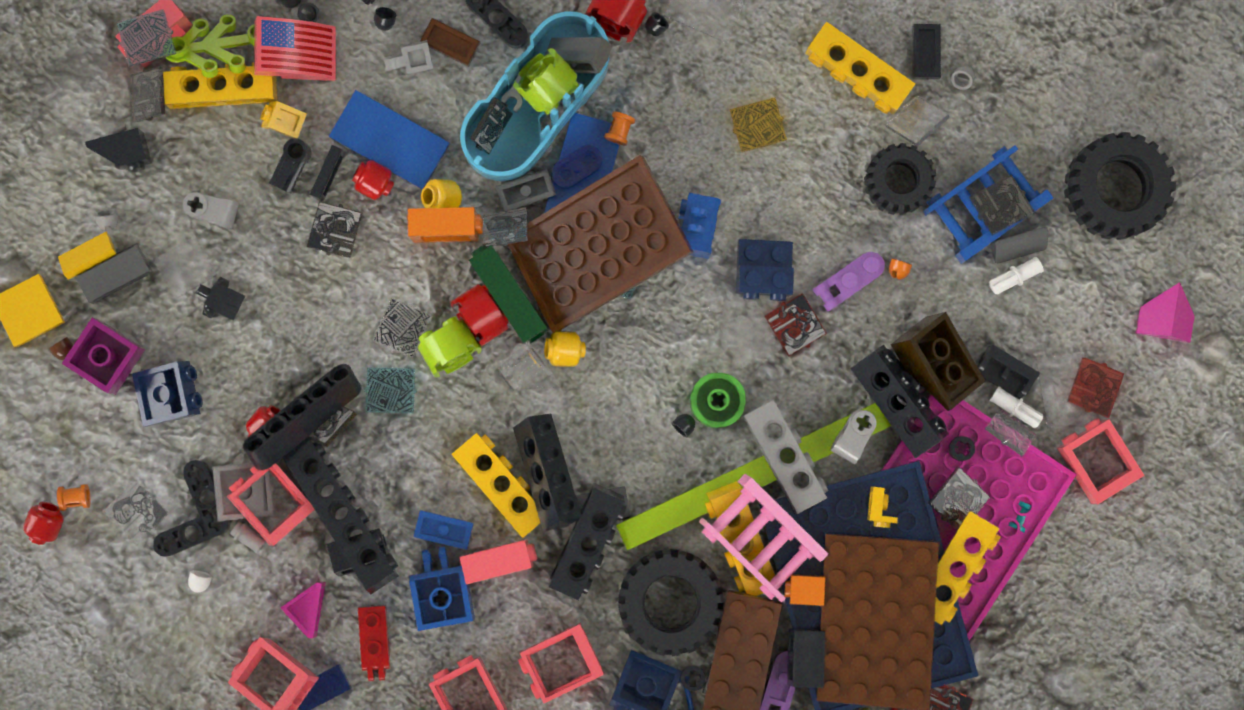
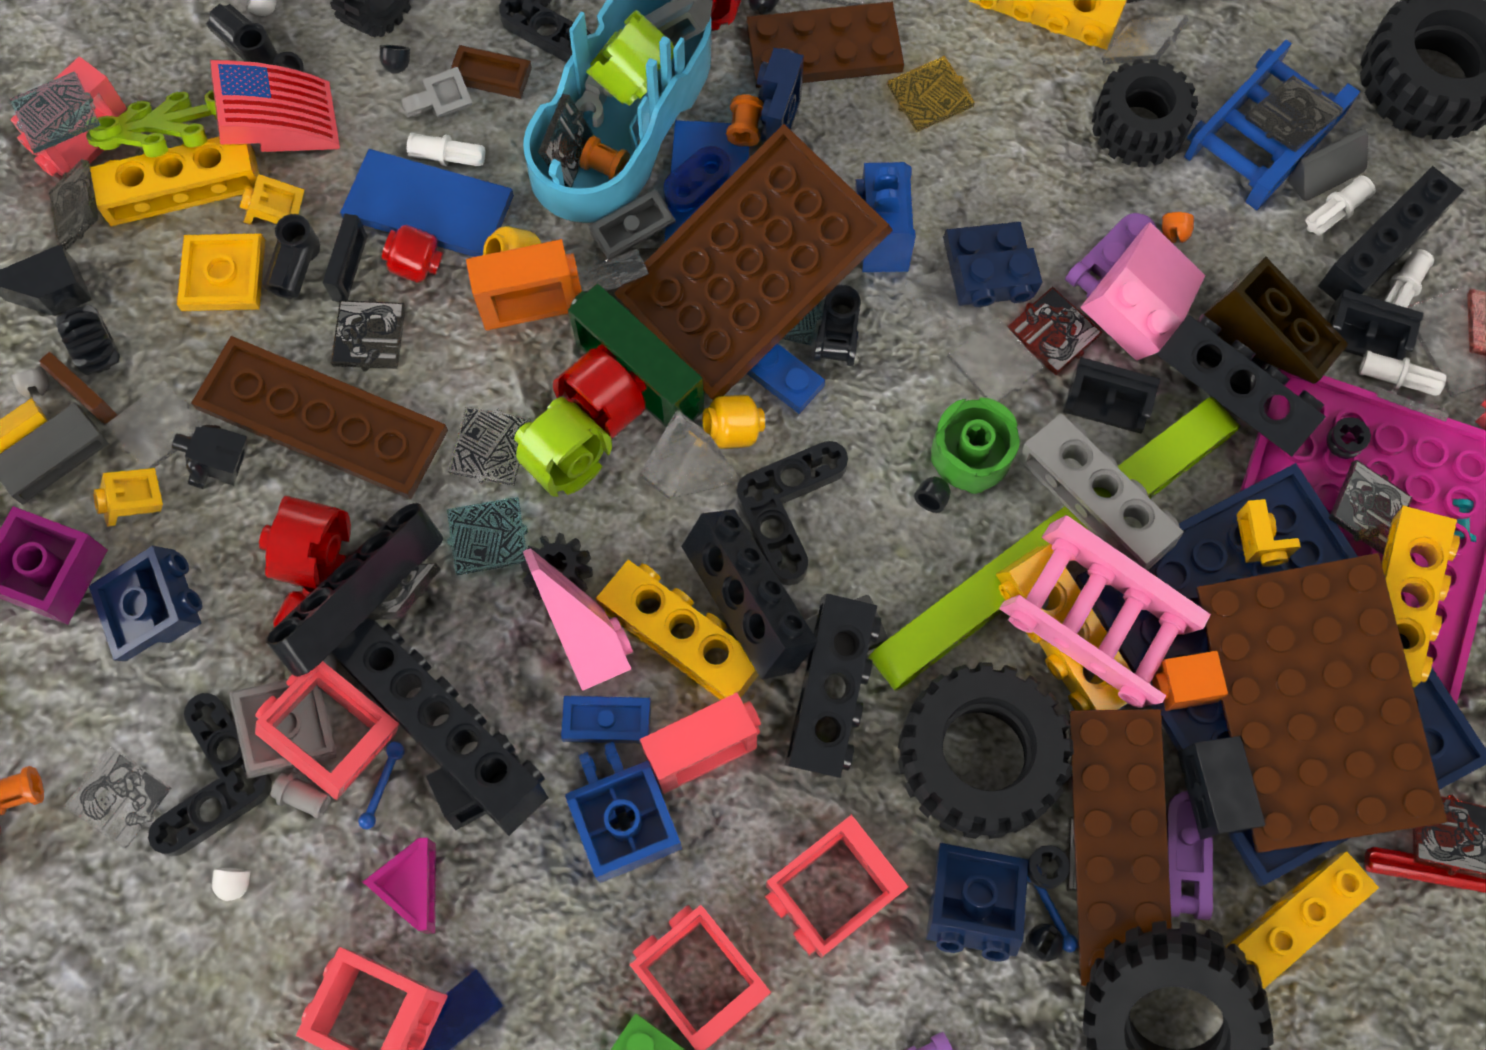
camera: 10 degrees left, 15 degrees down
(138, 233) = (77, 388): none -> reddish brown tile
(148, 202) = (87, 339): none -> black gear
(163, 315) = (127, 494): none -> yellow bracket
(215, 210) = (182, 336): light grey piece -> none
(242, 162) = (221, 272): none -> yellow tile
(274, 378) = (304, 542): none -> red brick
(294, 286) = (320, 417): none -> reddish brown plate
(309, 520) = (395, 752): none -> blue hinge
(374, 640) = (528, 919): red hinge -> none
(408, 101) = (444, 150): none -> white axle
(430, 435) = (558, 555): none -> black gear
(438, 472) = (590, 639): none -> bright pink slope
(516, 137) = (603, 158): none -> orange bush
(577, 411) = (772, 504): none -> black beam
(609, 324) = (787, 378): none -> blue plate
(647, 111) = (780, 90): none -> dark blue plate
(649, 299) = (838, 332): none -> black piece
(692, 70) = (833, 41): none -> reddish brown plate
(817, 382) = (1111, 395): none -> black hinge
(852, 441) = (1193, 443): light grey piece -> none
(862, 315) = (1145, 294): none -> bright pink slope
(1040, 309) = (1392, 235): none -> black brick
(1041, 343) = (1408, 281): none -> white axle

